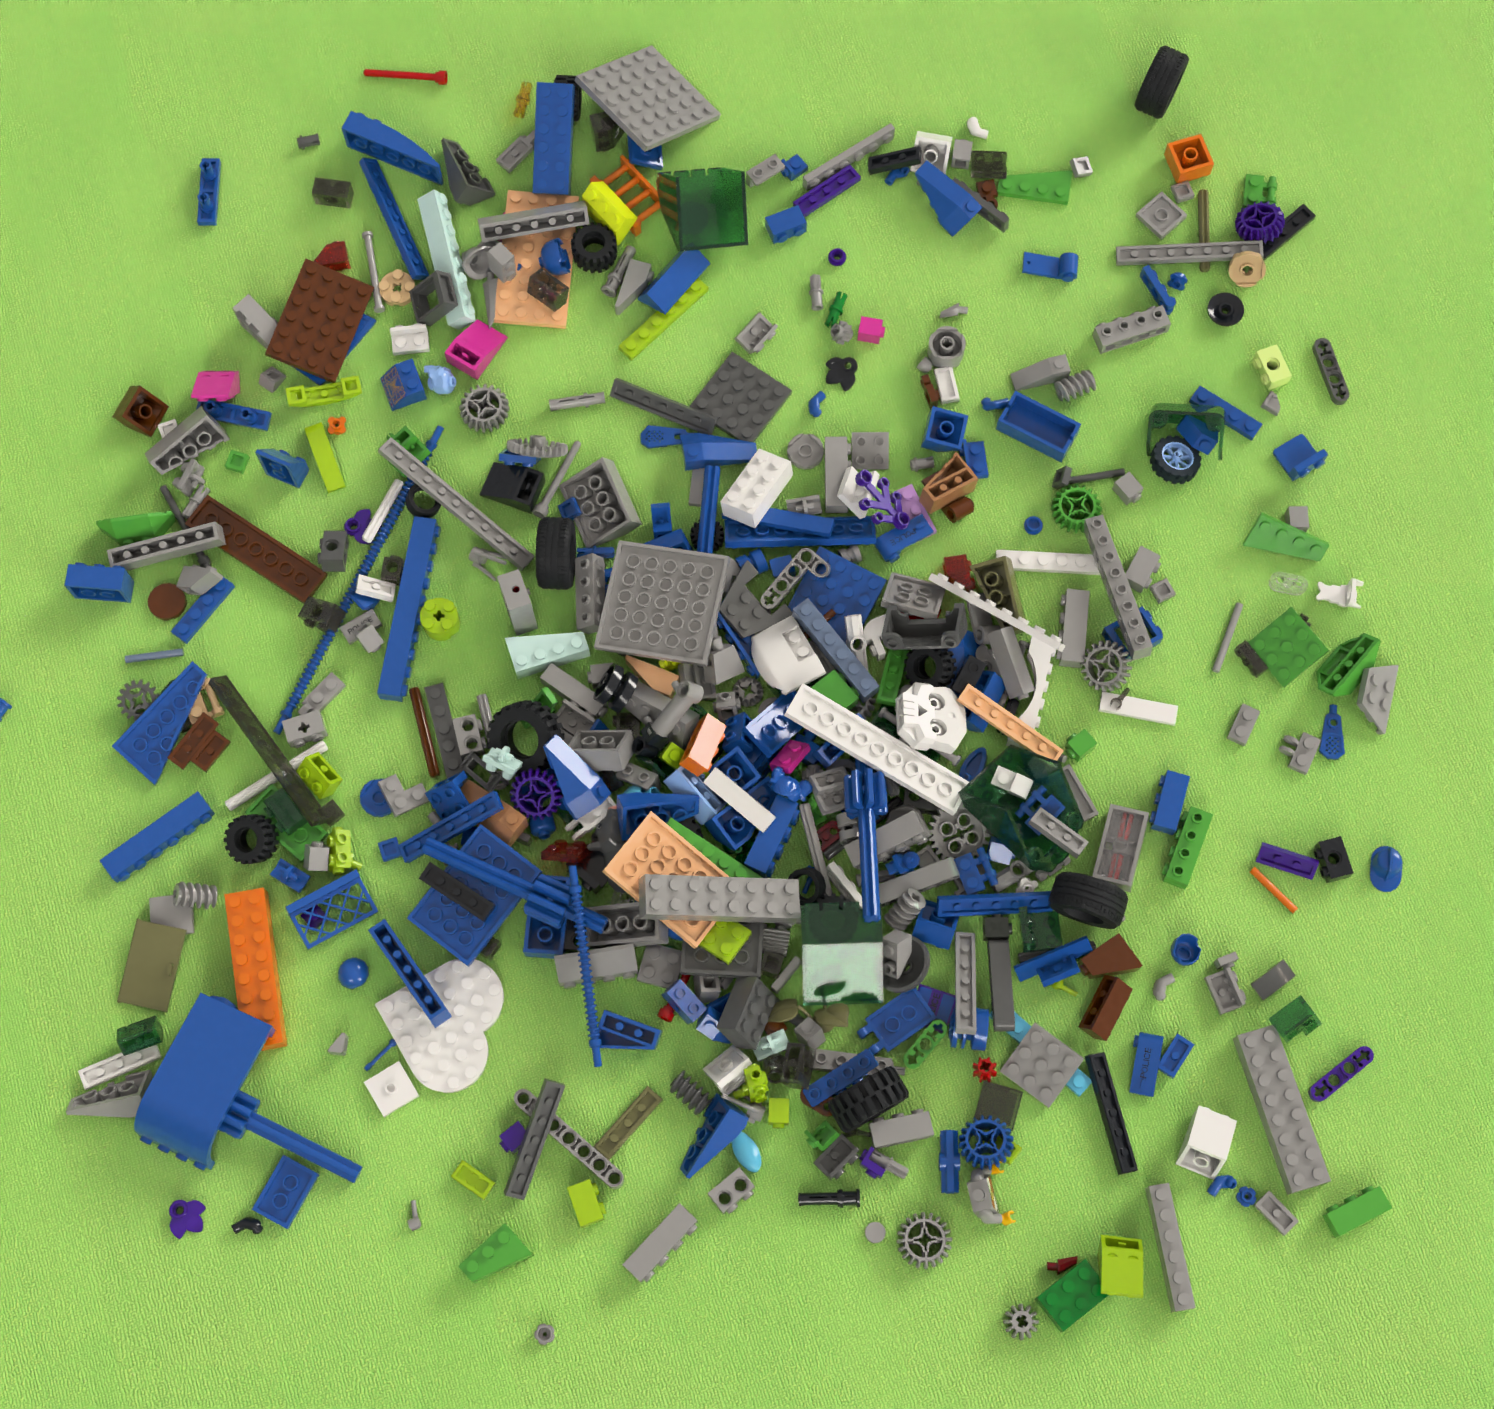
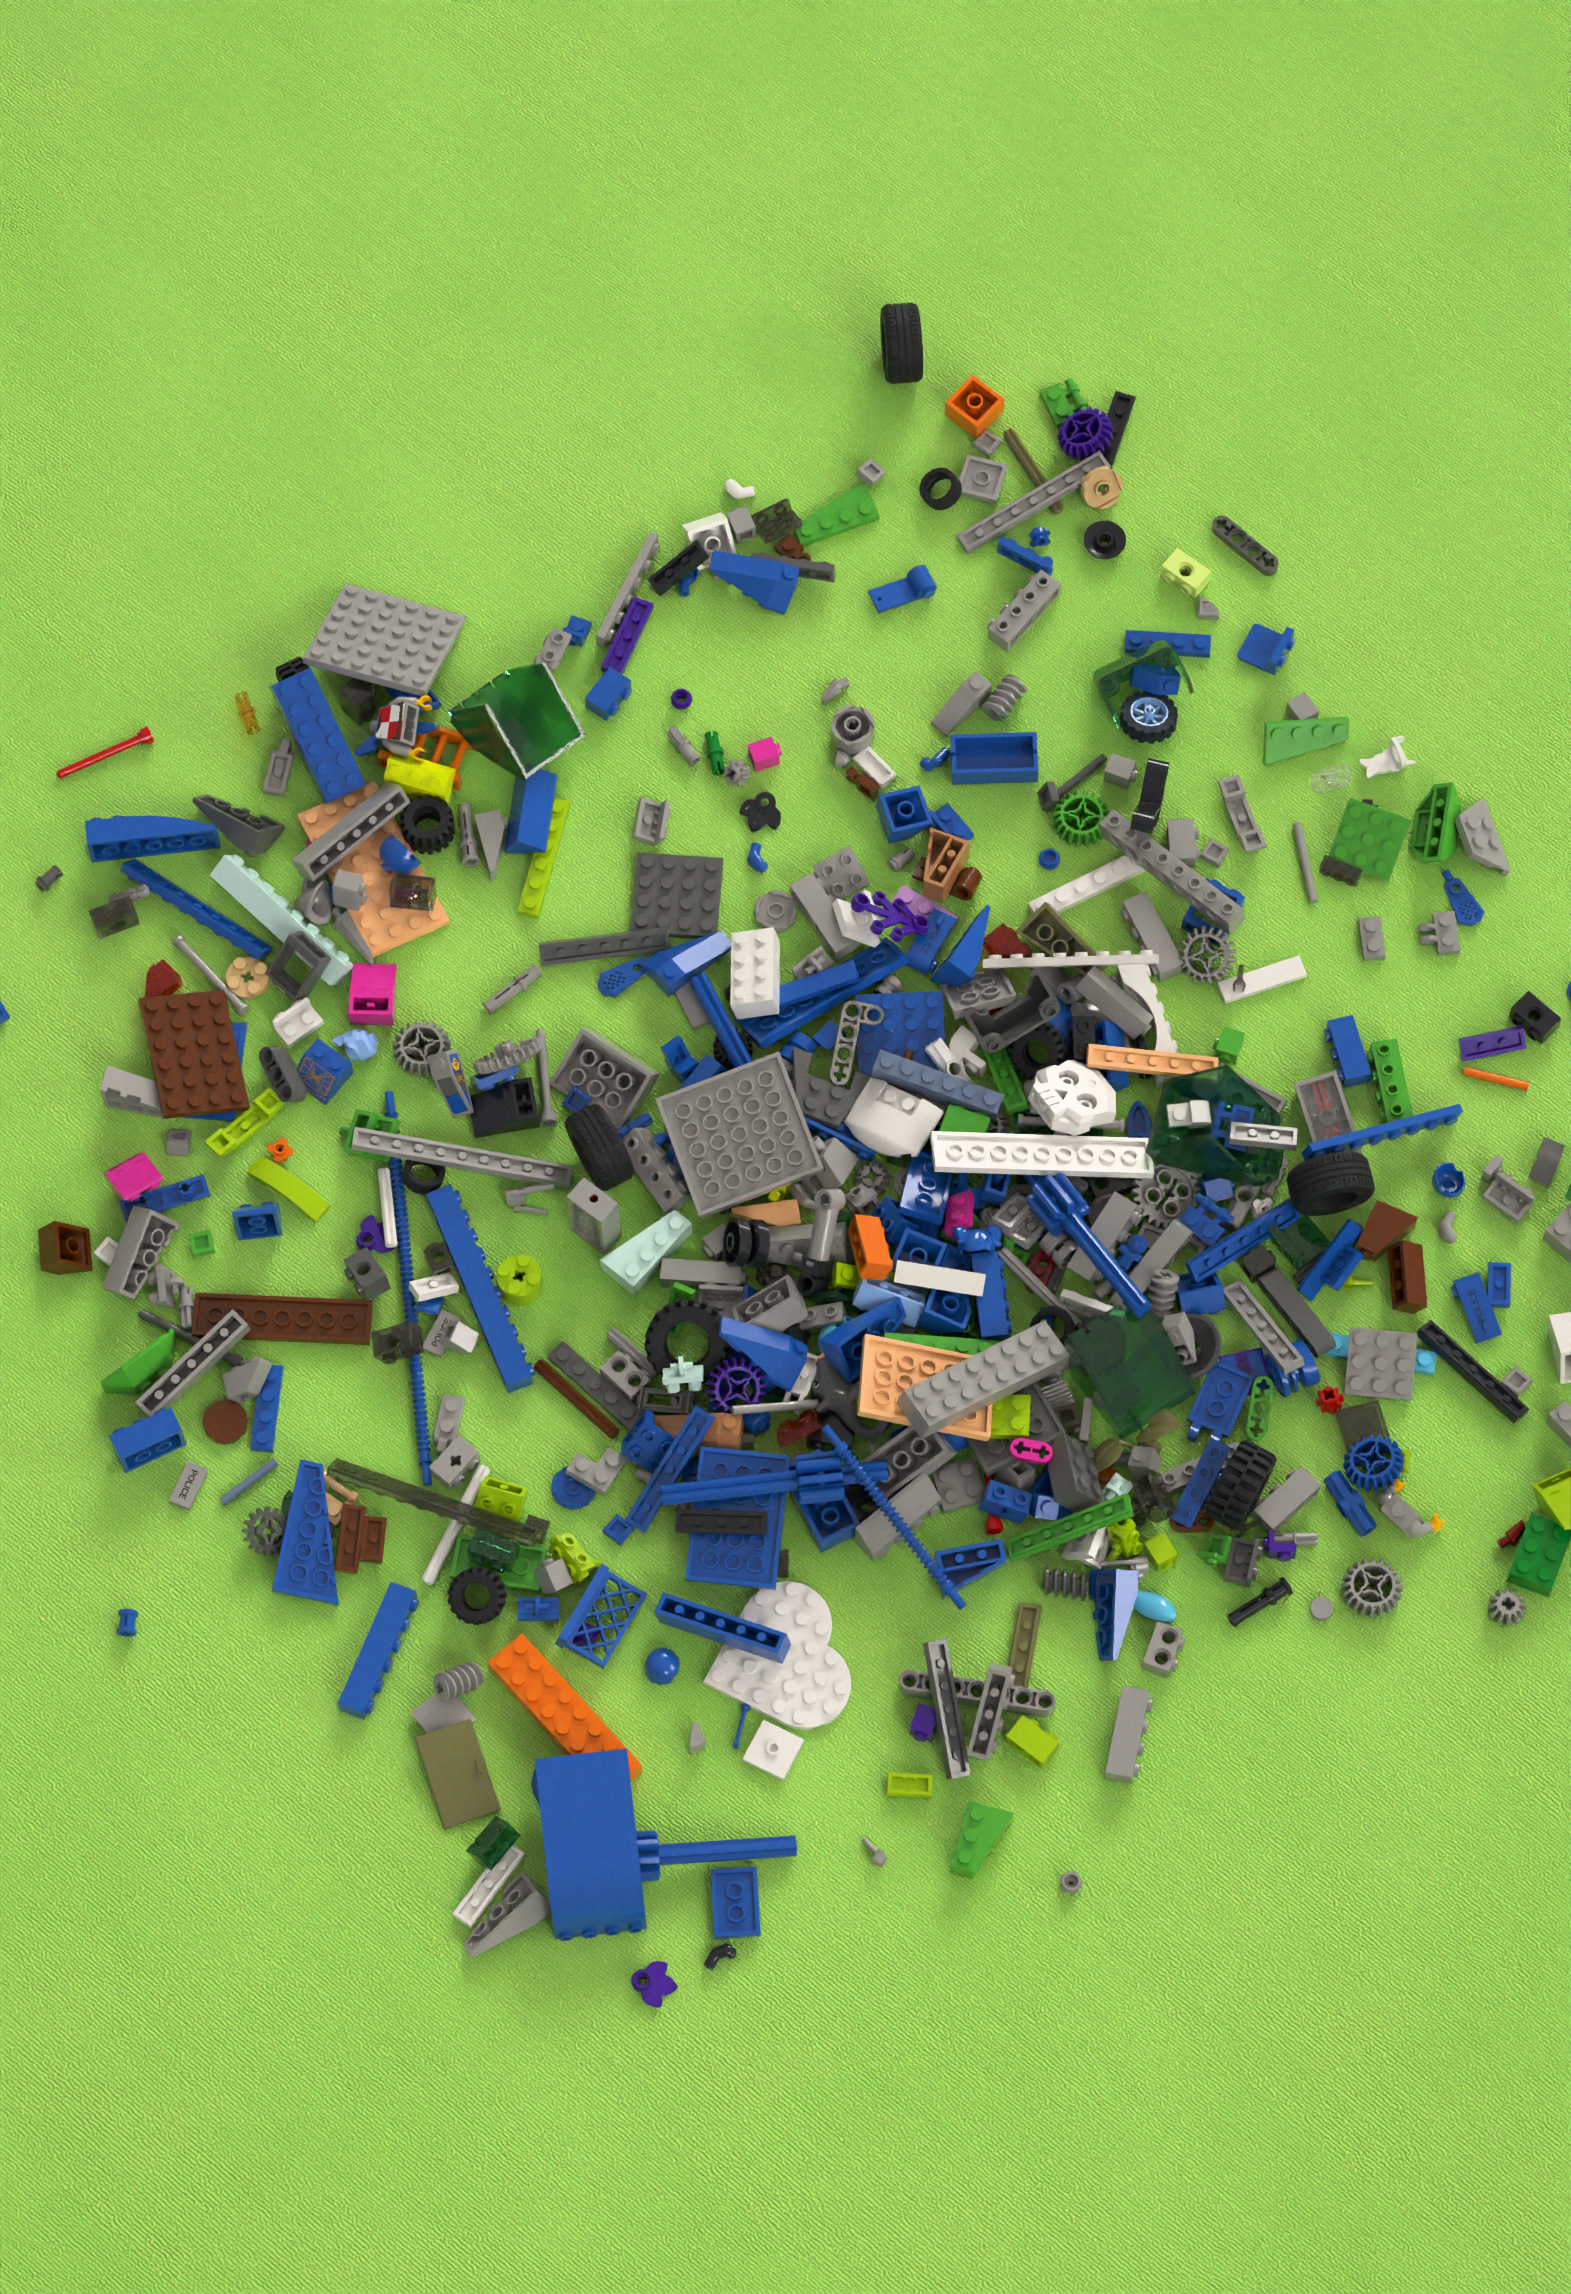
camera: 30 degrees left, 5 degrees down
(110, 633) = (188, 1486): none -> light grey tile
(356, 183) = (135, 894): none -> light grey axle
(373, 371) = (283, 1074): none -> dark grey beam
(485, 441) = (451, 1082): none -> slope
(555, 825) = (773, 1407): none -> light grey bar
(563, 1161) = (988, 1715): none -> light grey brick
(593, 168) = (371, 744): none -> blue slope
(612, 162) = (398, 725): none -> torso
(717, 1053) = (1069, 1527): none -> bright green tile
(726, 972) = (1031, 1445): none -> dark pink beam
(921, 563) = (964, 955): none -> blue wedge
(1124, 195) = (929, 481): none -> black tyre
(1129, 531) = (1148, 809): none -> black beam
(1141, 1141) = (1516, 1381): none -> light grey tile
(1147, 882) = (1390, 1130): none -> blue plate
(1200, 573) = (1241, 815): none -> light grey slope

